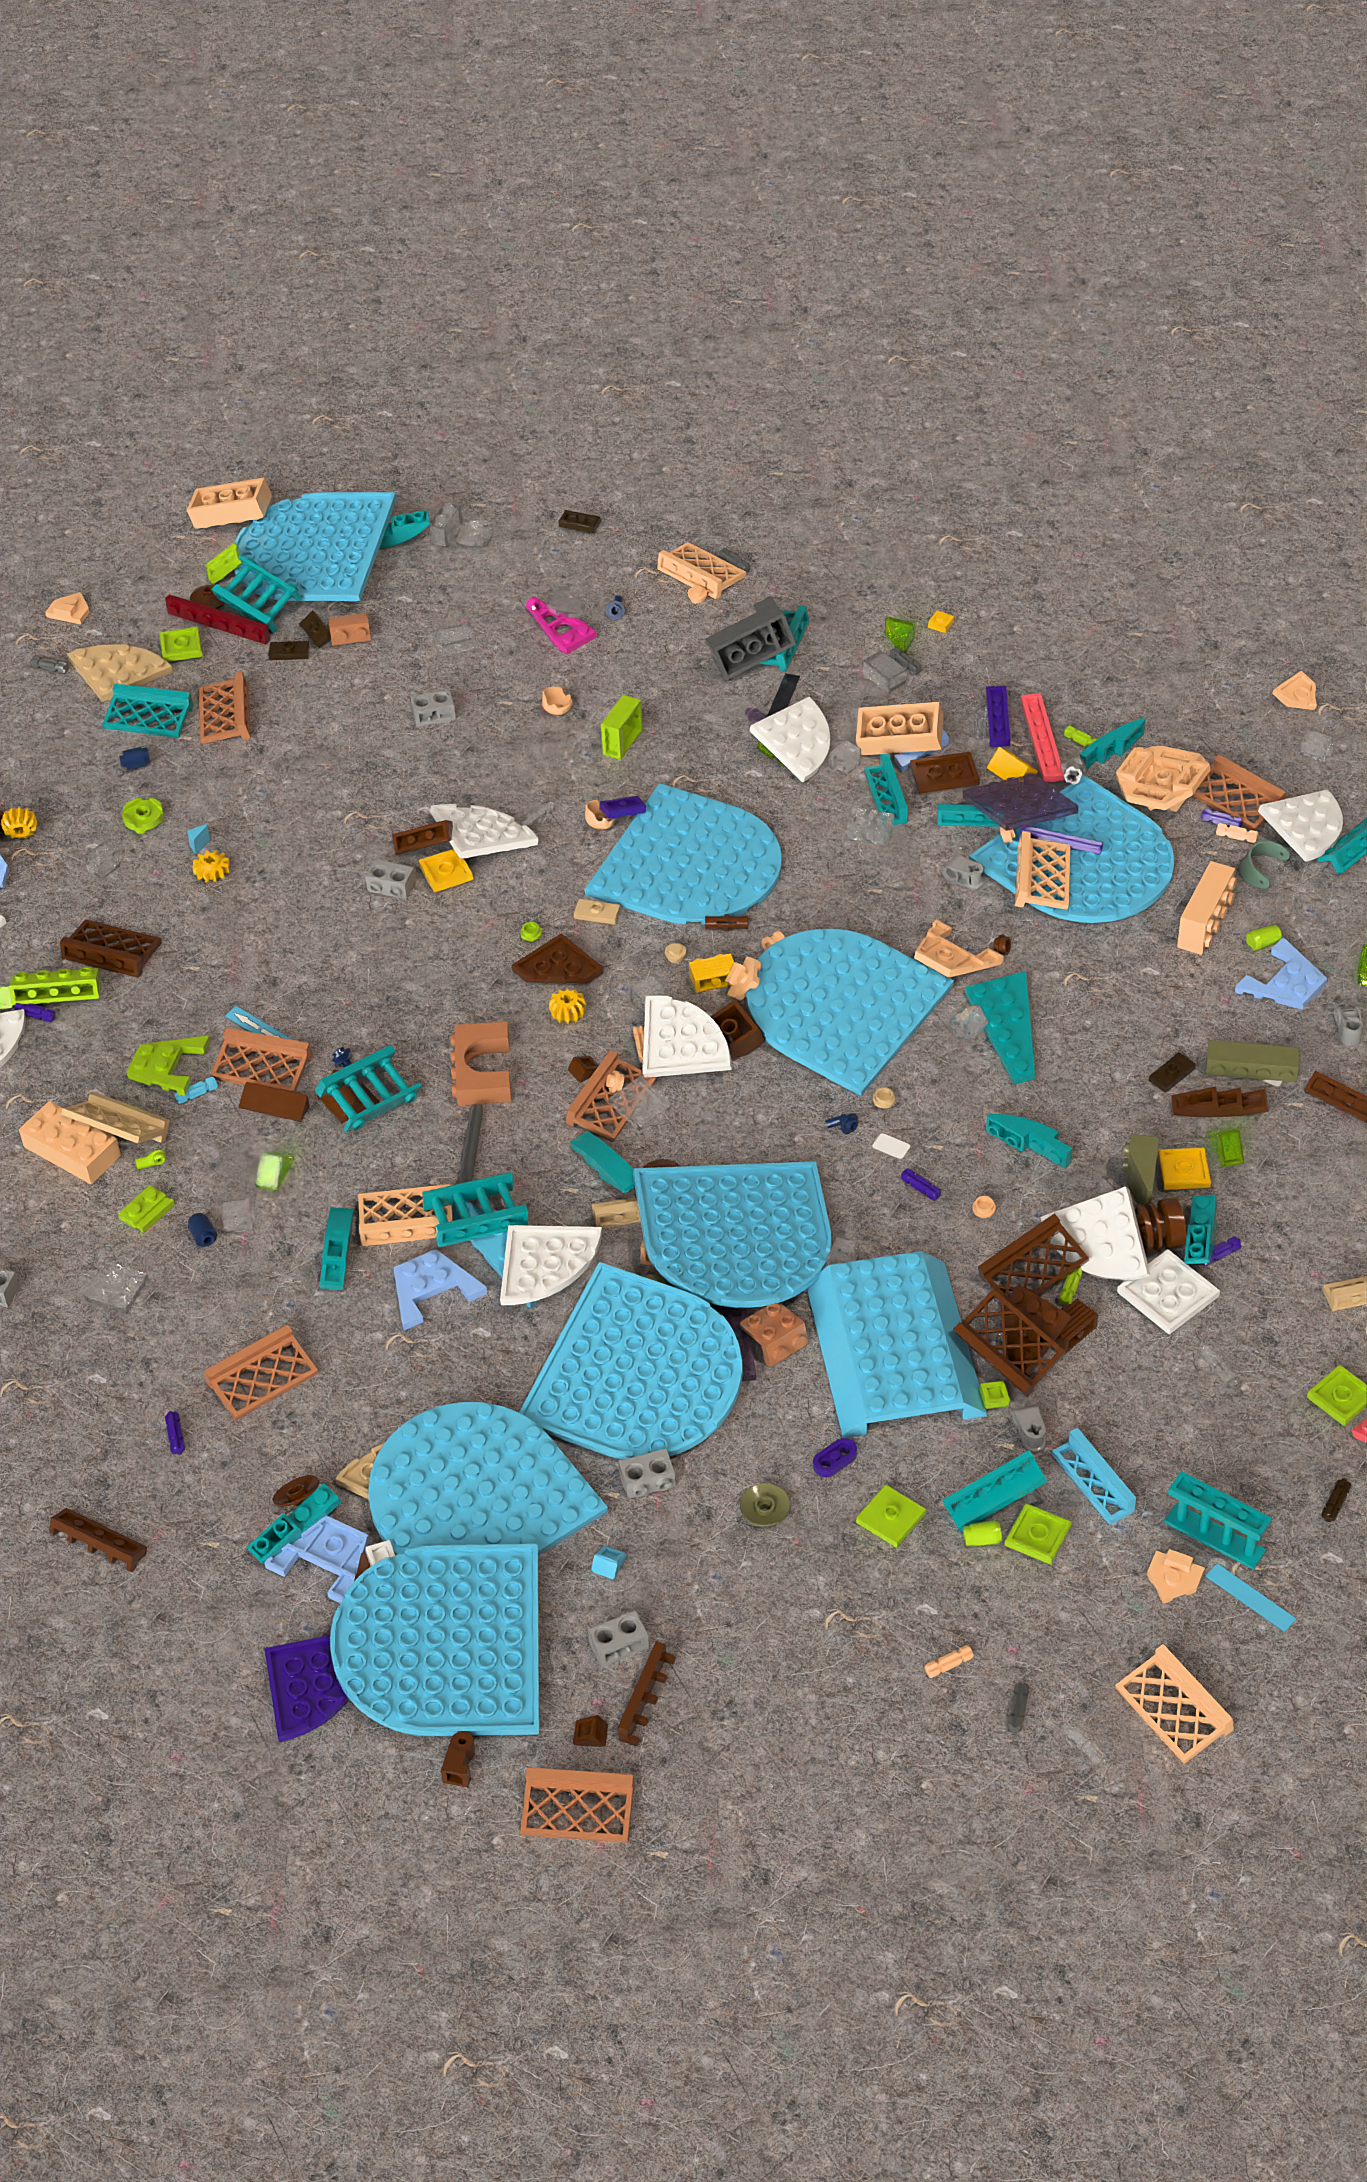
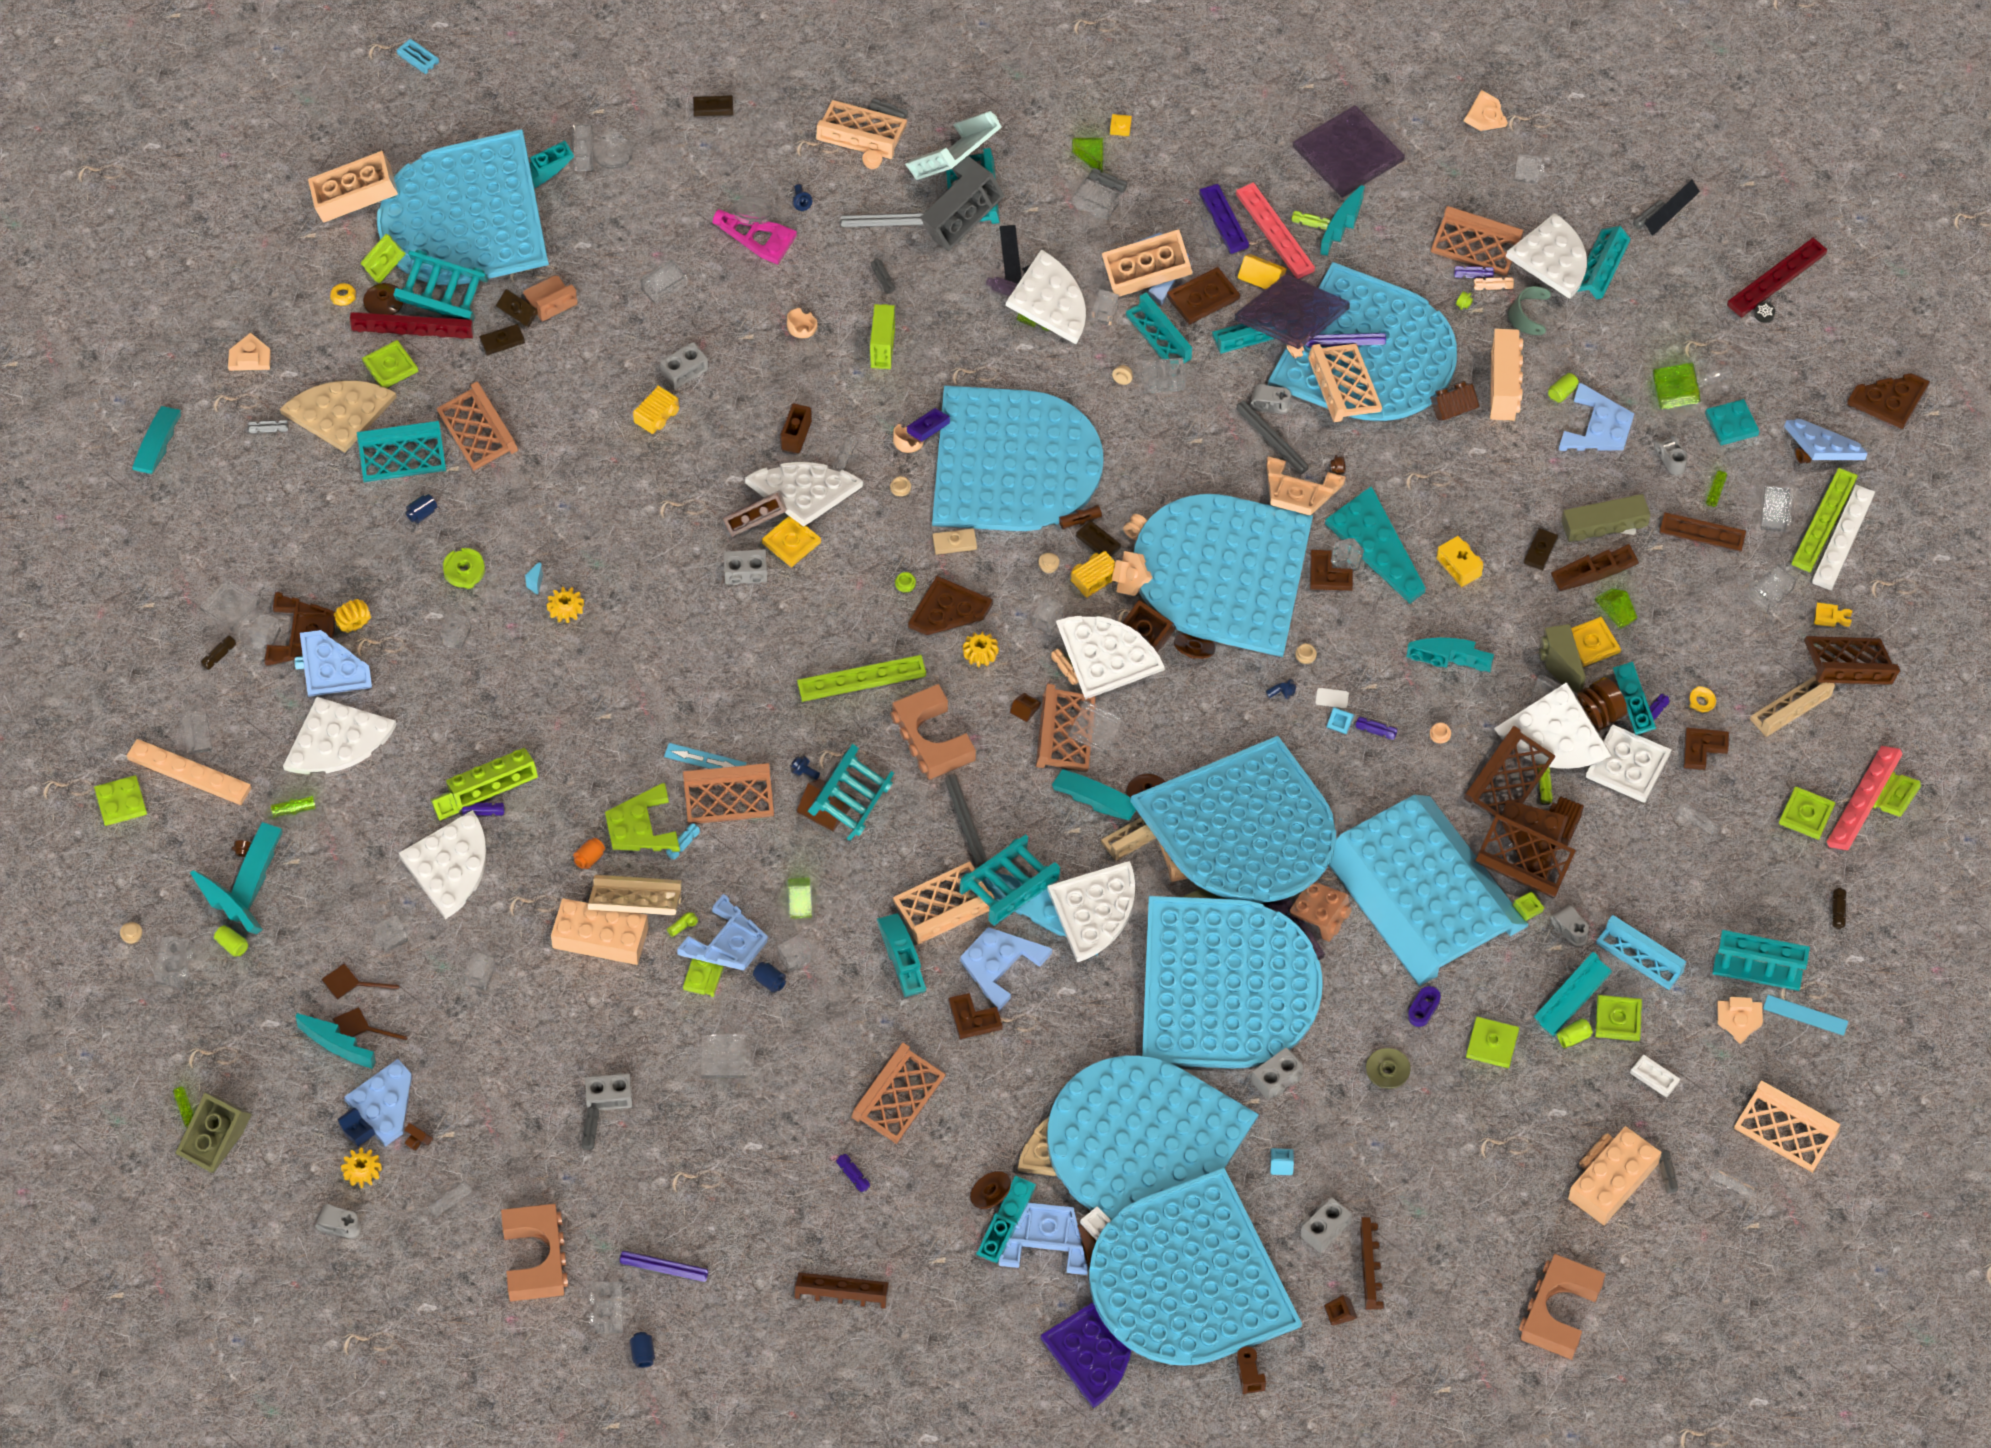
camera: 25 degrees left, 10 degrees up
(103, 1074) = (589, 853): none -> orange brick
(109, 956) = (516, 732): reddish brown fence -> none
(177, 588) = (343, 300): none -> yellow piece
(184, 1191) = (734, 945): none -> light blue wing
(274, 1101) = (762, 830): reddish brown slope -> none
(355, 437) = (415, 58): none -> medium azure tile
(370, 1330) = (970, 1022): none -> reddish brown plate
(387, 735) = (656, 410): none -> yellow brick
(442, 999) = (861, 678): none -> lime plate
(501, 779) = (795, 428): none -> reddish brown brick
(572, 853) = (900, 486): none -> tan plate
(574, 1782) = (1359, 1354): nougat fence -> none
(615, 1081) = (1067, 714): light nougat plate -> none
(654, 684) = (883, 276): none -> dark grey axle
(674, 641) = (881, 220): none -> axle
(732, 943) = (1097, 539): none -> dark brown plate
(743, 598) = (973, 133): none -> light aqua panel
(774, 1060) = (1194, 646): none -> reddish brown dish
(831, 816) = (1122, 375): none -> tan plate
(841, 1776) = (1560, 1277): none -> nougat arch
(888, 1167) = (1340, 720): none -> medium azure slope
(939, 1035) = (1324, 576): none -> reddish brown plate
(950, 905) = (1272, 437): none -> dark grey axle
(954, 1691) = (1614, 1175): none -> light nougat brick
(1050, 1604) = (1655, 1076): none -> white plate
(1074, 770) = (1323, 261): light grey piece -> none
(1082, 1058) = (1460, 561): none -> yellow brick
(1145, 919) = (1454, 401): none -> reddish brown brick
(1147, 691) = (1348, 151): none -> clear purple plate
(1161, 776) = (1408, 246): light nougat piece -> none
(1199, 839) = (1464, 300): none -> lime plate
(1254, 1294) = (1700, 742): none -> reddish brown plate
(1282, 1249) = (1705, 693): none -> yellow piece

